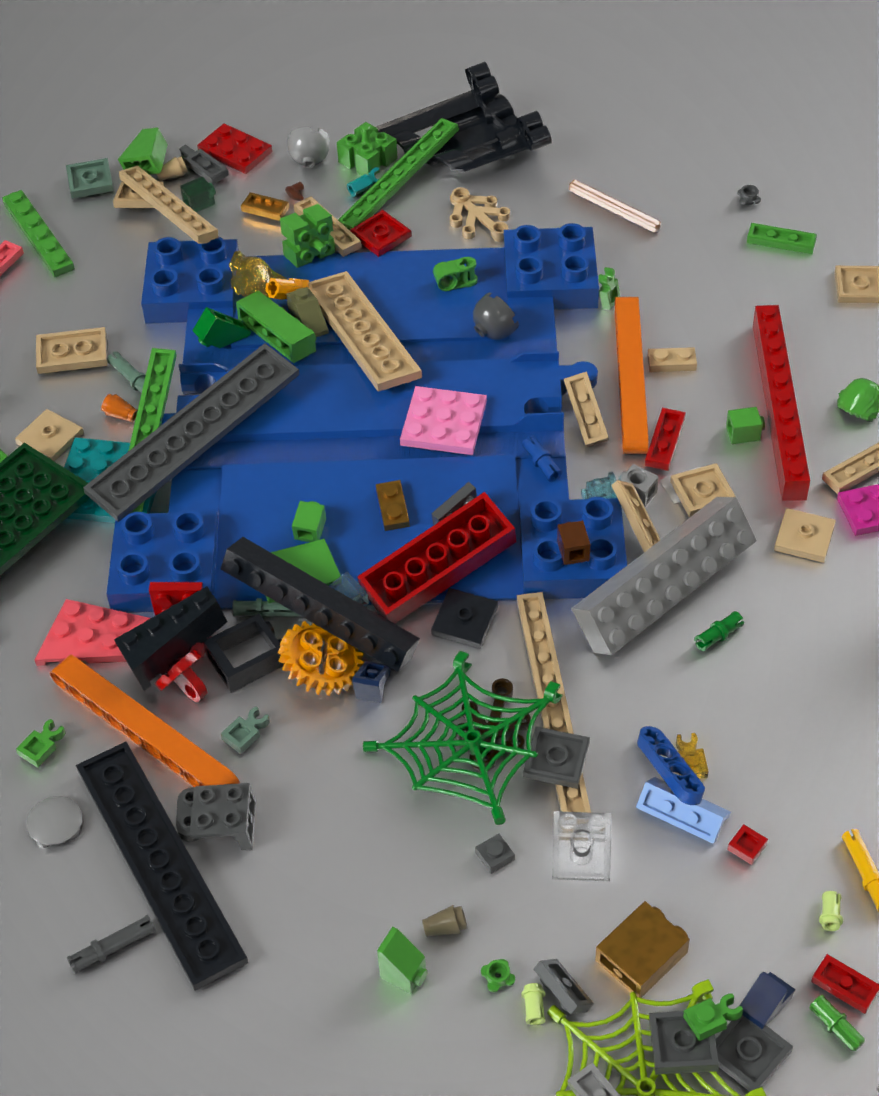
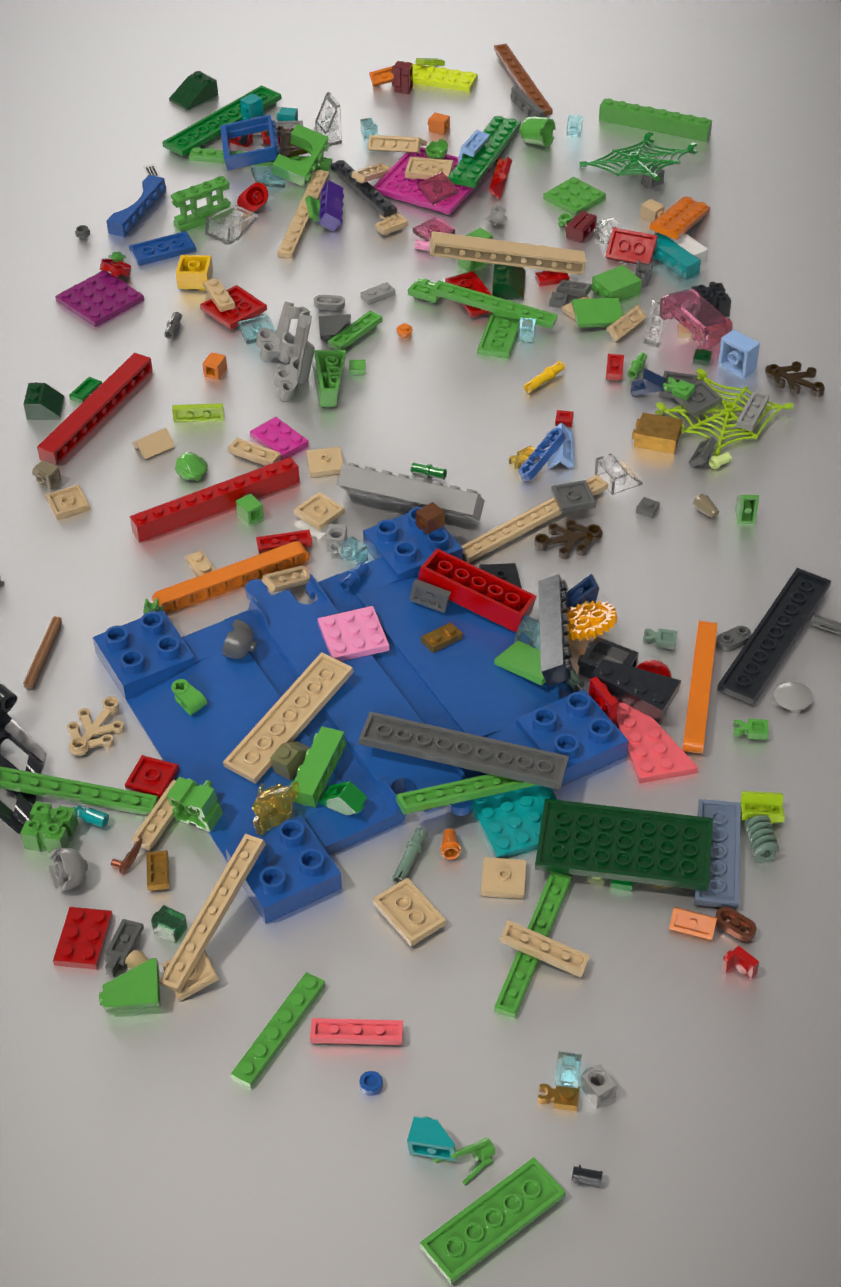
camera: 120 degrees left, 5 degrees down
(89, 178) = (185, 1025): sand green plate -> none
(224, 812) = (726, 611): dark grey bracket -> none
(278, 288) = (274, 774): light orange piece -> none
(309, 521) = (488, 668): bright green brick -> none
(472, 741) = (593, 530): green animal -> none
(497, 966) = (716, 478): bright green plate -> none
(636, 514) = (374, 519): tan tile -> none
(781, 238) = (35, 553): bright green tile -> none
(830, 917) = (577, 382): yellowish green pin -> none

